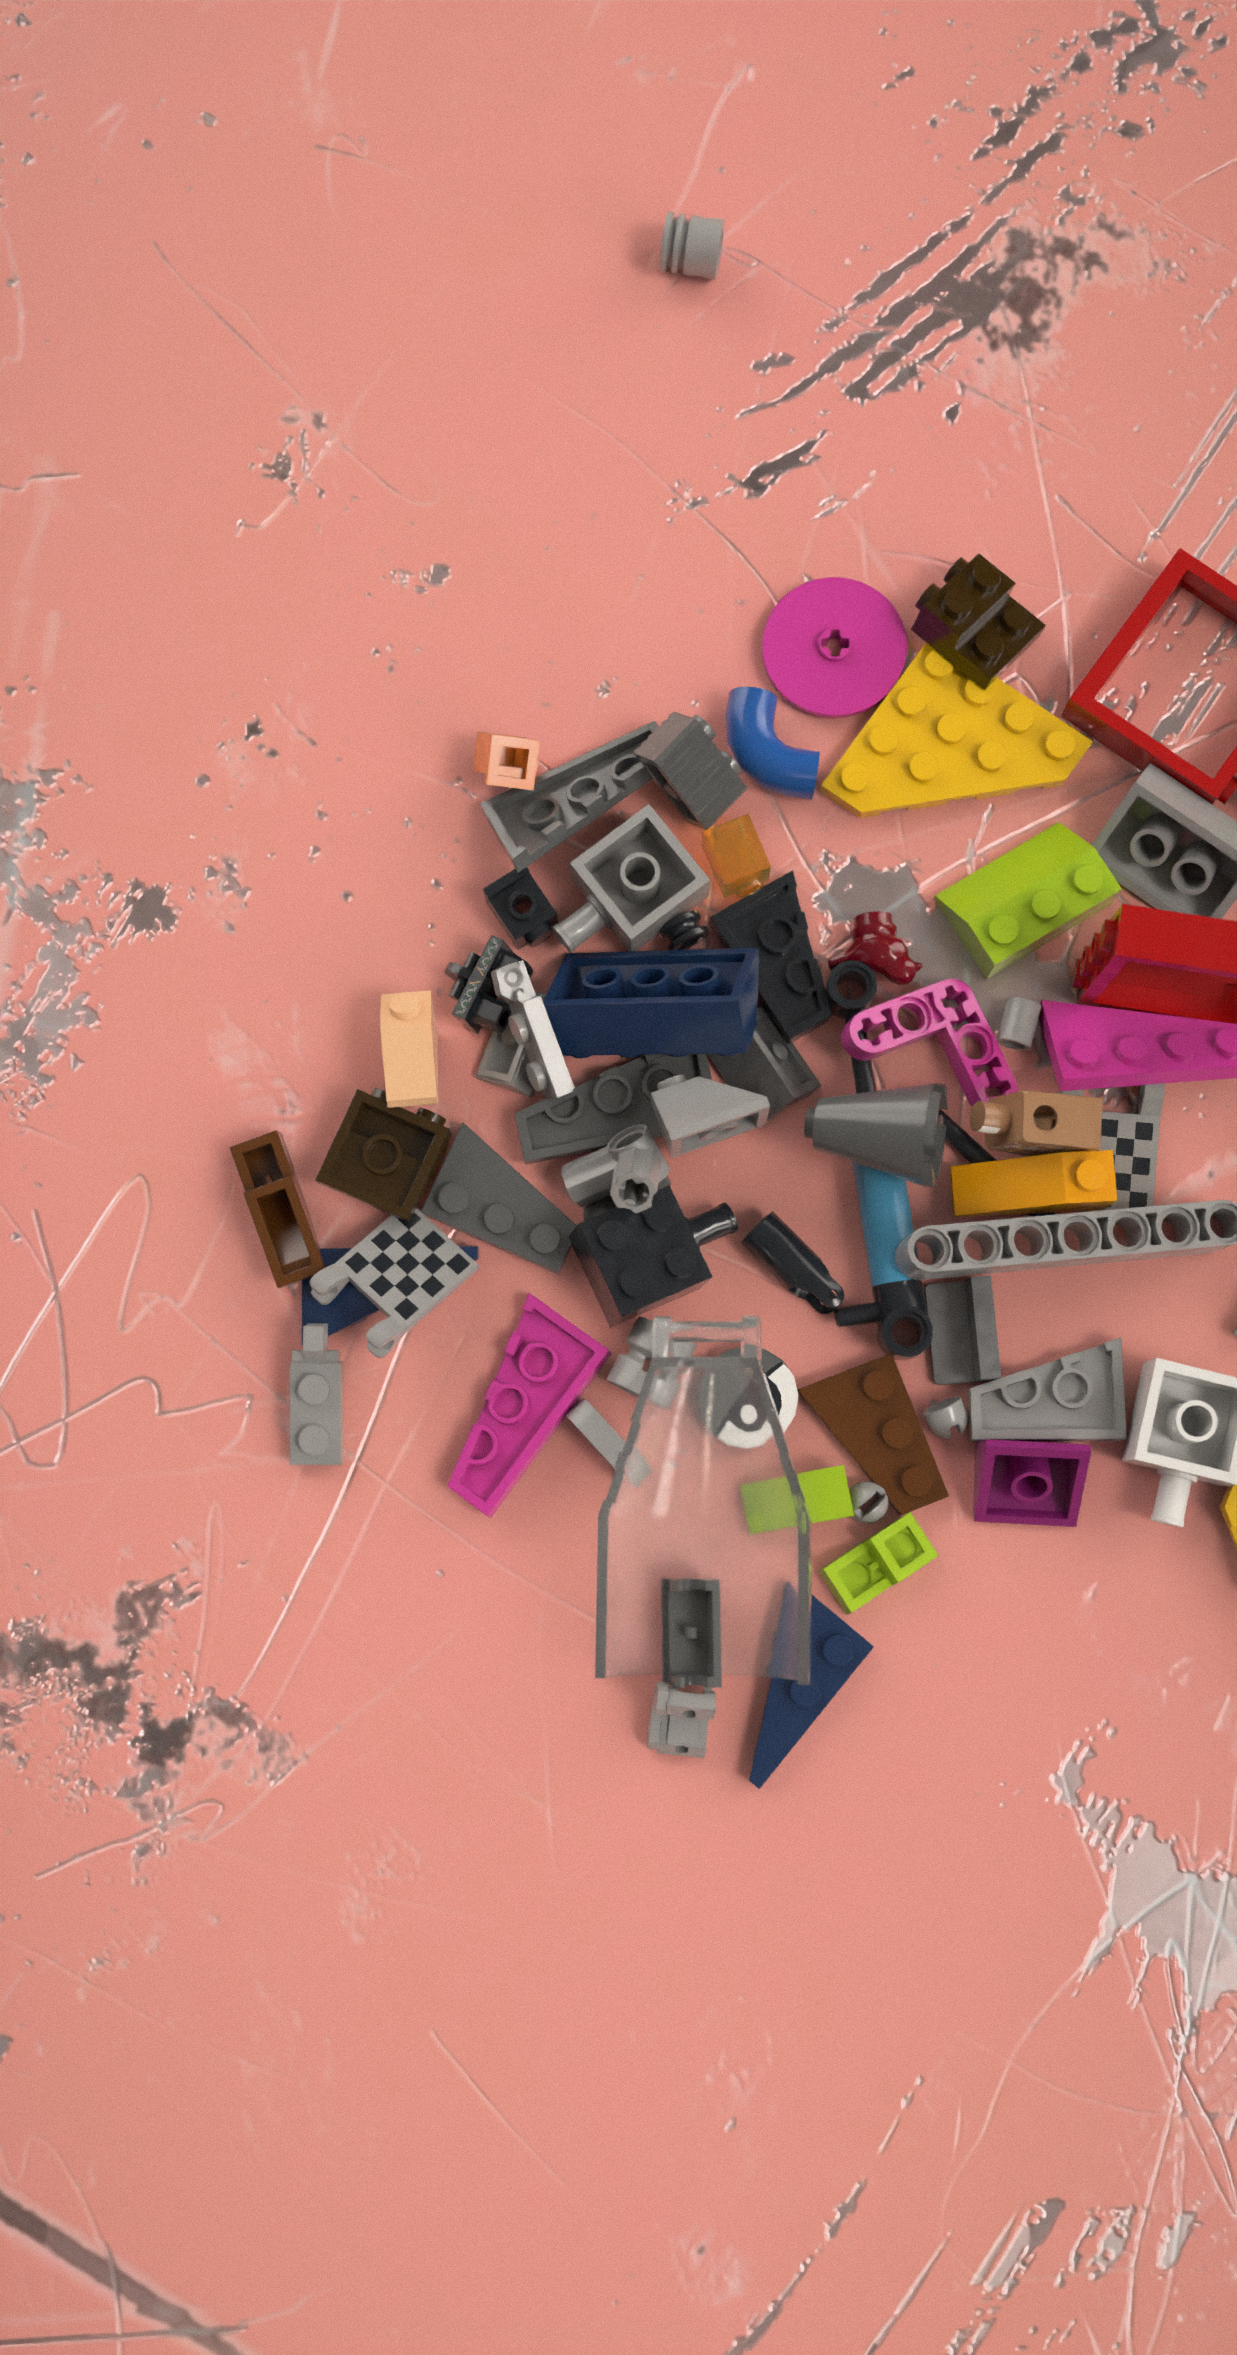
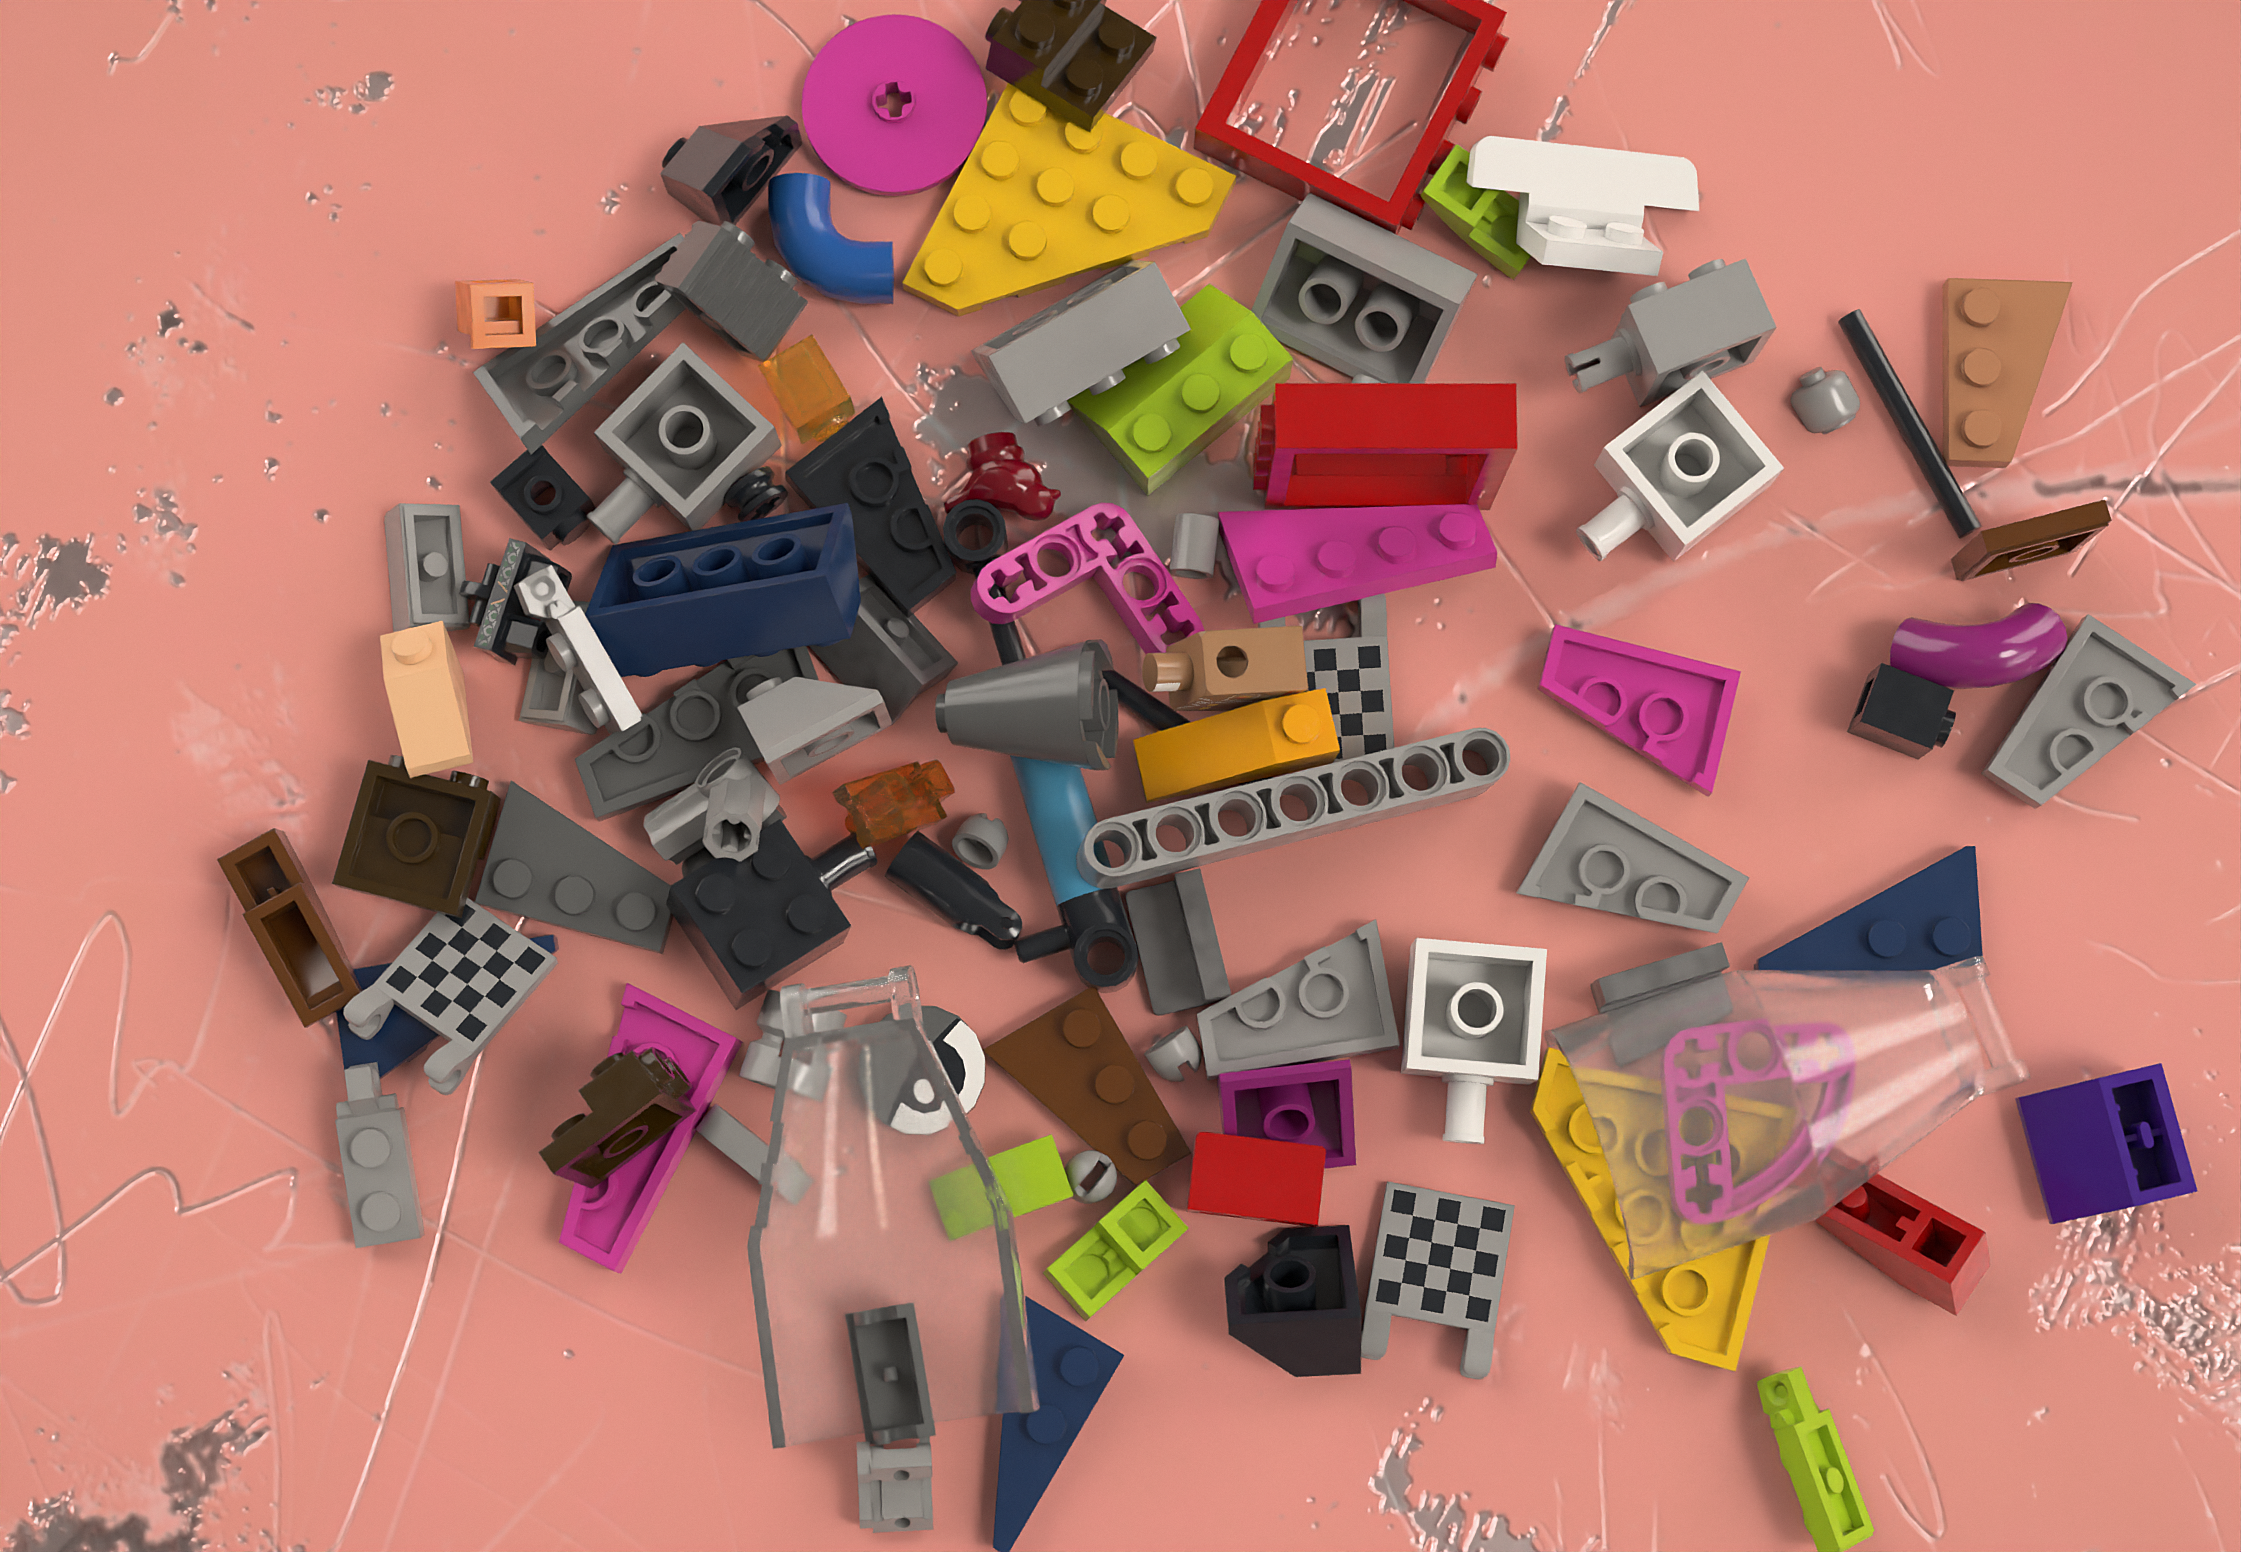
camera: 15 degrees left, 0 degrees up
(421, 946) = (426, 566): none -> light grey slope
(525, 1389) = (632, 1106): none -> dark brown plate
(700, 673) = (728, 165): none -> slope
(759, 1185) = (895, 802): none -> clear orange hips
(815, 1236) = (981, 841): none -> light grey hinge
(958, 851) = (1083, 342): none -> light grey slope
(999, 1526) = (1256, 1179): none -> red panel
(1021, 1629) = (1300, 1303): none -> black slope
(1132, 1616) = (1441, 1265): none -> light grey flag

